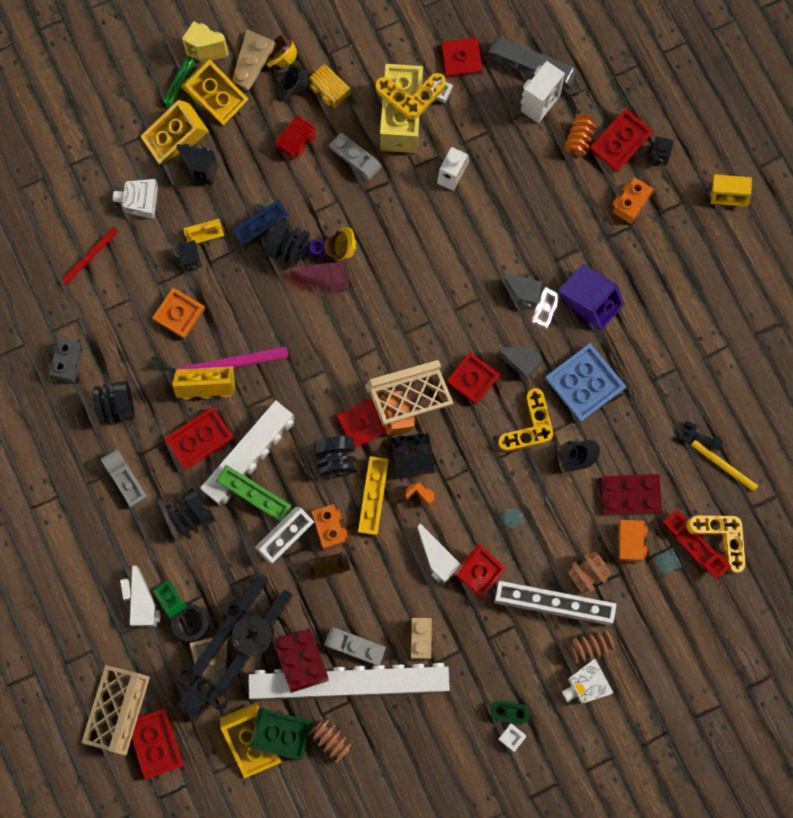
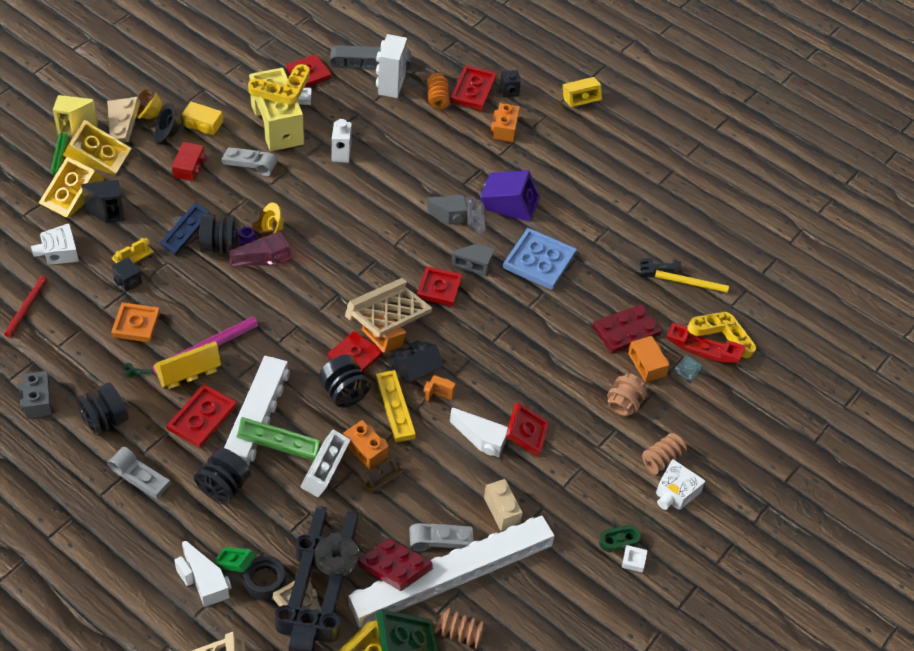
camera: 30 degrees left, 25 degrees down
(512, 518) = (533, 380): clear light blue plate -> none
(538, 426) = (514, 308): yellow beam -> none
(555, 603) = (610, 429): white brick -> none
(578, 455) = (564, 310): black piece -> none

